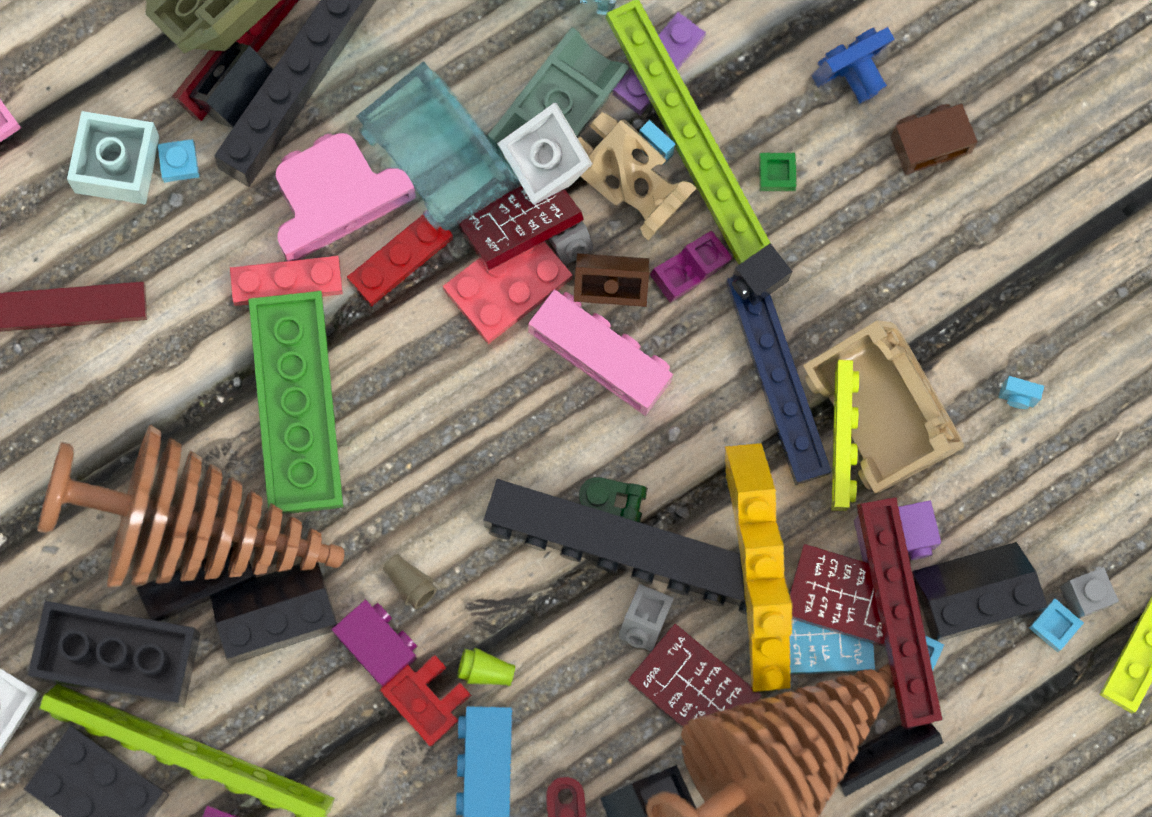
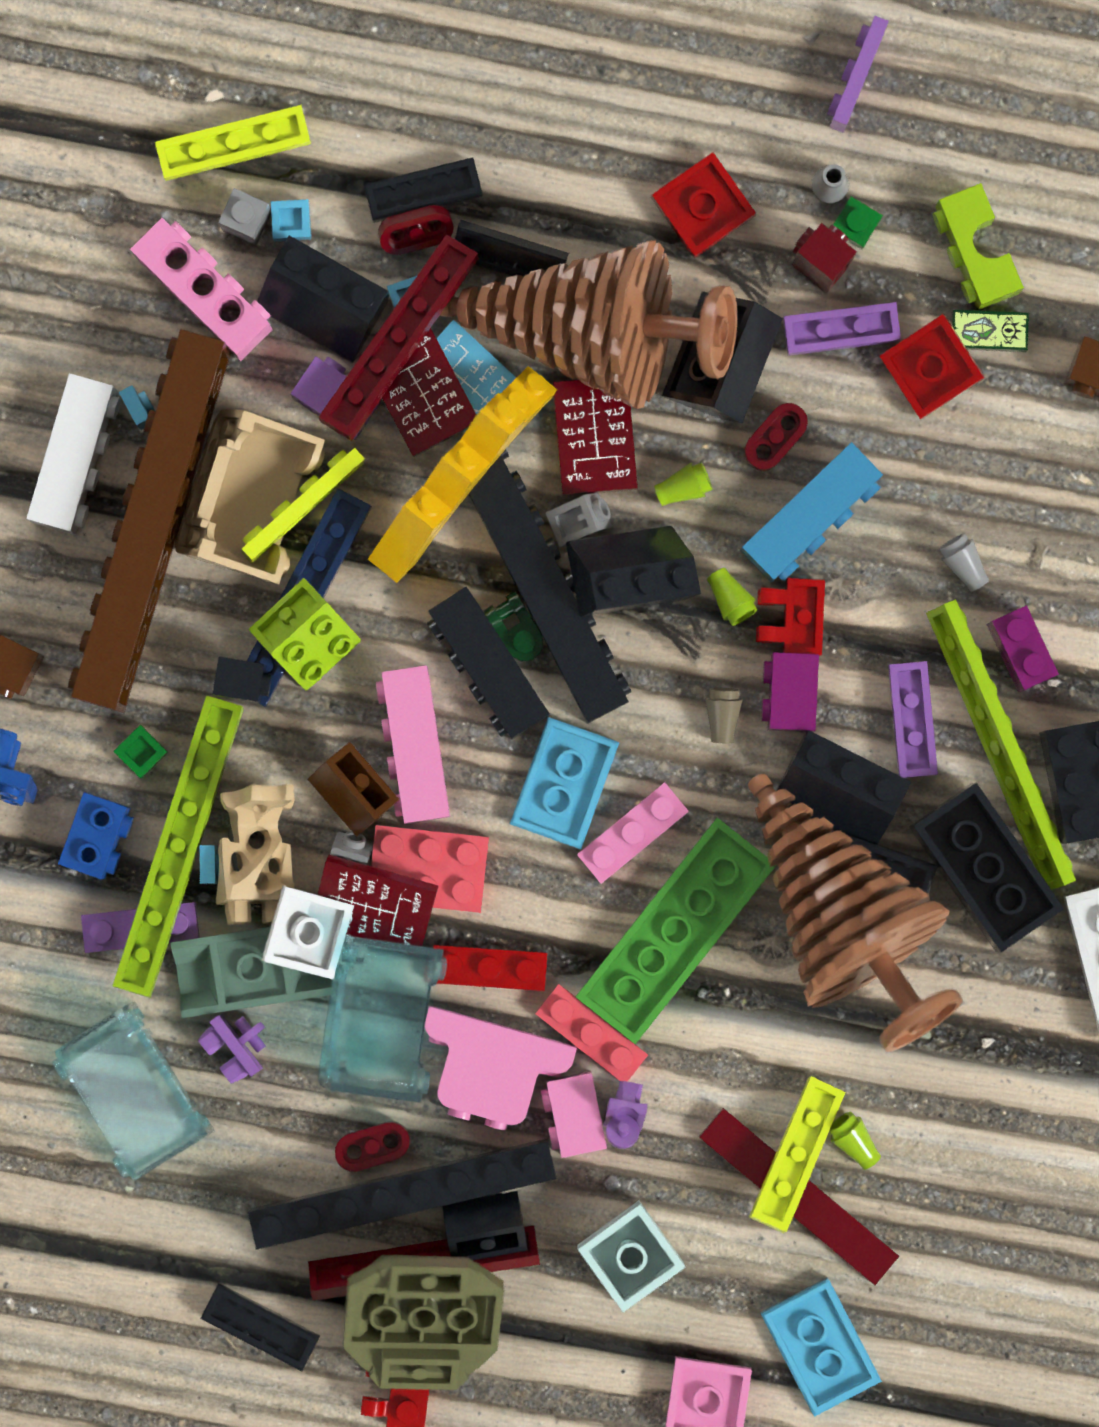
camera: 130 degrees left, 10 degrees up
(32, 381) = (853, 1138): none -> lime cone
(61, 330) = (797, 1154): none -> neon yellow plate
(178, 160) = (581, 1211): medium azure plate -> none
(201, 232) = (625, 1115): none -> medium lavender hips
(243, 215) = (575, 1115): none -> bright pink brick
(269, 710) = (912, 719): none -> medium lavender plate
(360, 70) = (372, 1146): none -> dark red plate
(391, 440) = (632, 833): none -> bright pink plate
(473, 428) = (564, 783): none -> medium azure tile
(516, 49) = (223, 1033): none -> medium lavender hips
(573, 613) = (631, 570): none -> black slope
(596, 716) = (684, 485): none -> lime cone
(606, 454) = (488, 663): none -> black brick
(691, 266) = (279, 744): magenta slope -> none
(749, 89) = (96, 836): none -> blue brick
(750, 348) = (304, 634): none -> lime bracket
(931, 321) = (151, 521): none -> reddish brown brick
(965, 708) = (416, 230): none -> dark red plate
(990, 740) = (423, 188): none -> black plate
(1028, 318) = (73, 454): none -> white brick
(1120, 506) = (154, 253): none -> bright pink brick

